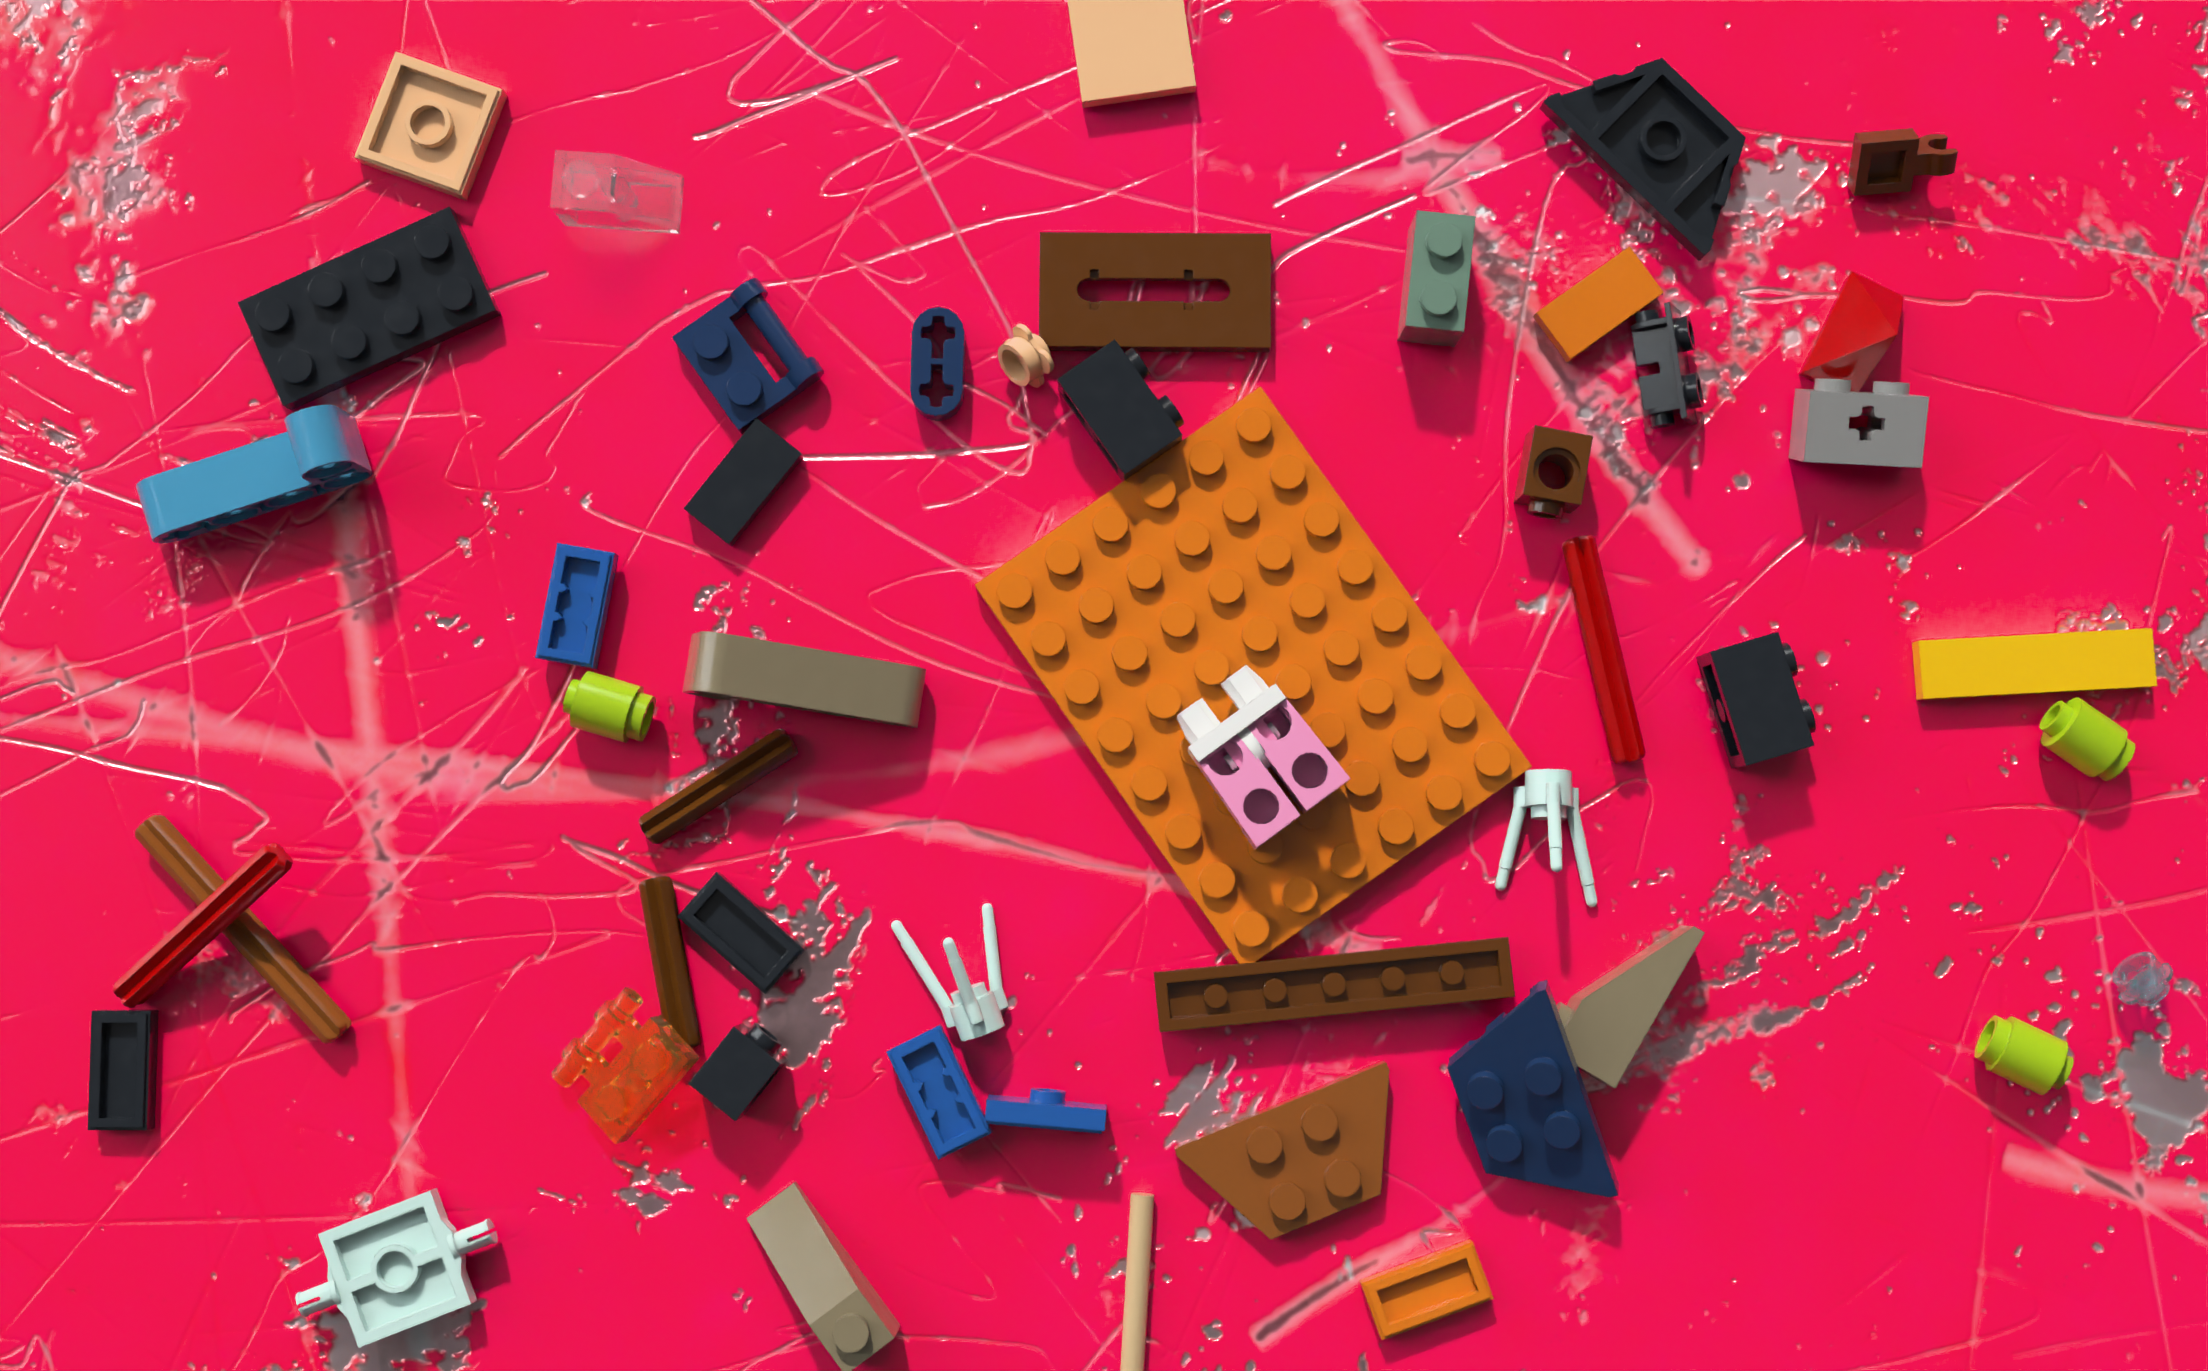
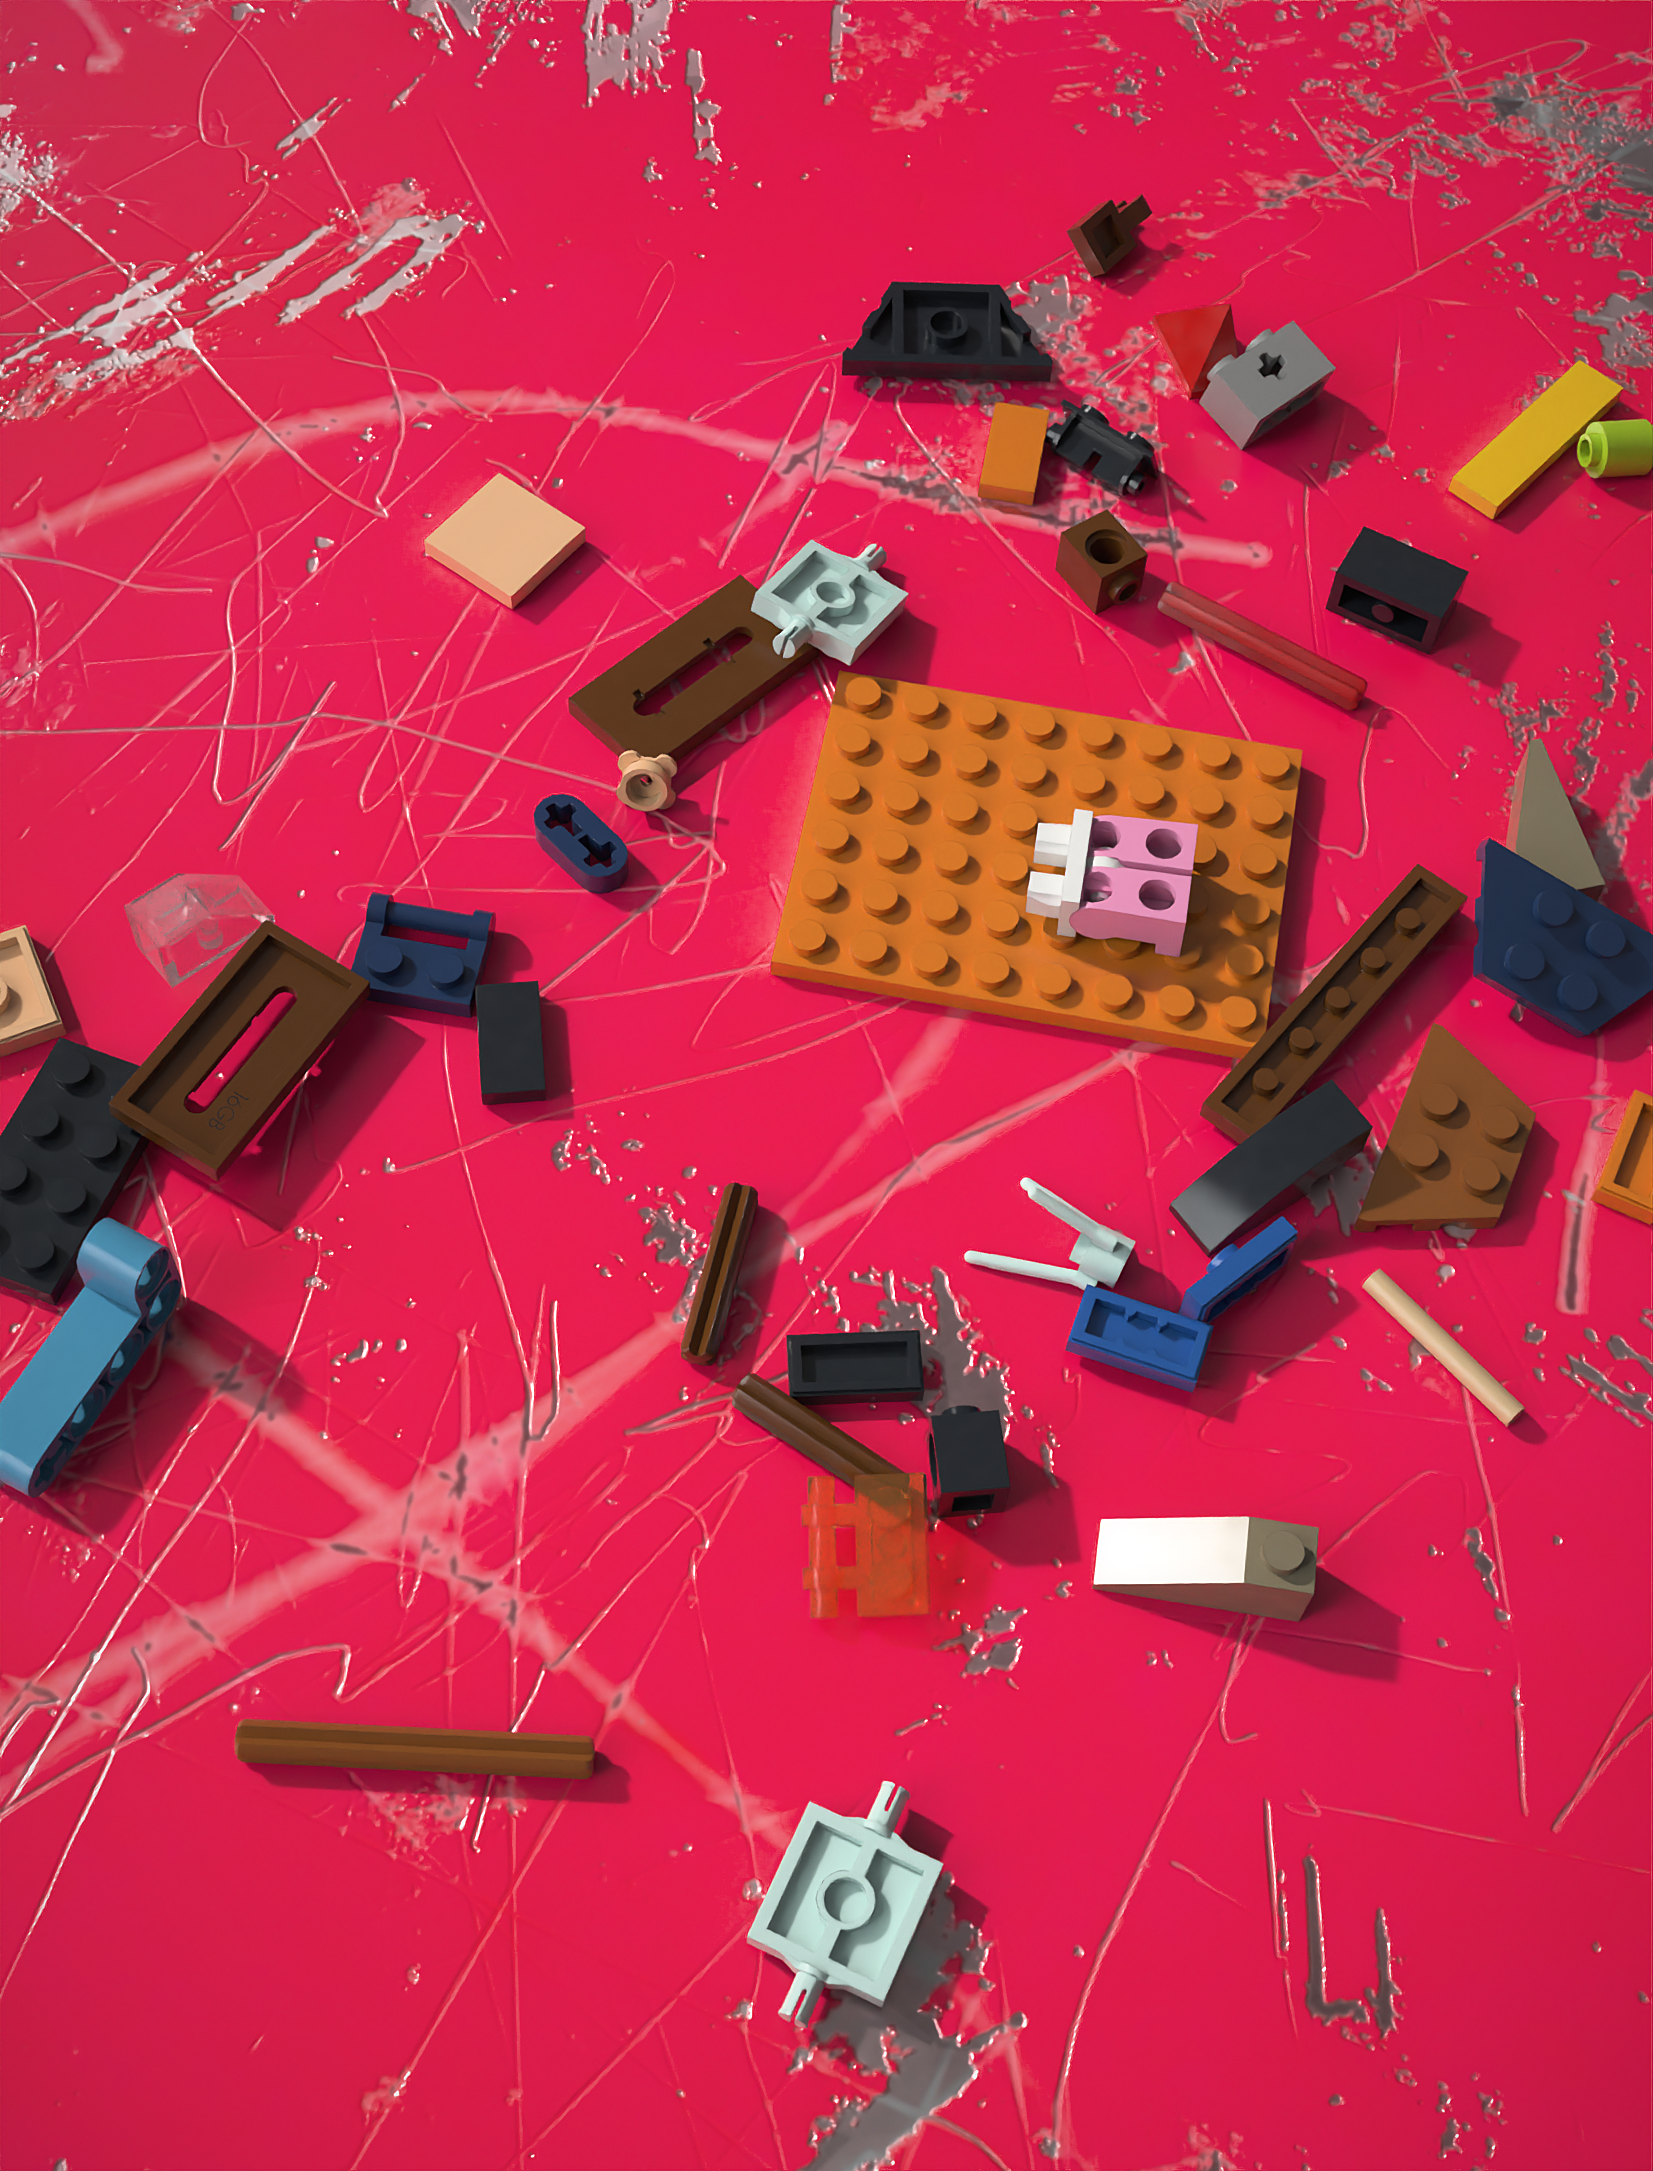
camera: 50 degrees left, 25 degrees down
(123, 1069) = (417, 1980): black tile -> none
(203, 925) = (380, 1763): red axle -> none
(466, 317) = (262, 969): none -> reddish brown piece
(577, 606) = (464, 1237): blue plate -> none
(609, 707) = (570, 1284): lime brick -> none
(803, 679) = (700, 1123): dark tan beam -> none
(1120, 408) = (755, 760): black brick -> none
(1149, 1062) = (1272, 1168): none -> black slope
(1306, 323) = (829, 602): none -> light aqua plate
(1436, 278) = (890, 508): sand green brick -> none
(1551, 799) = (1339, 759): light aqua plant -> none

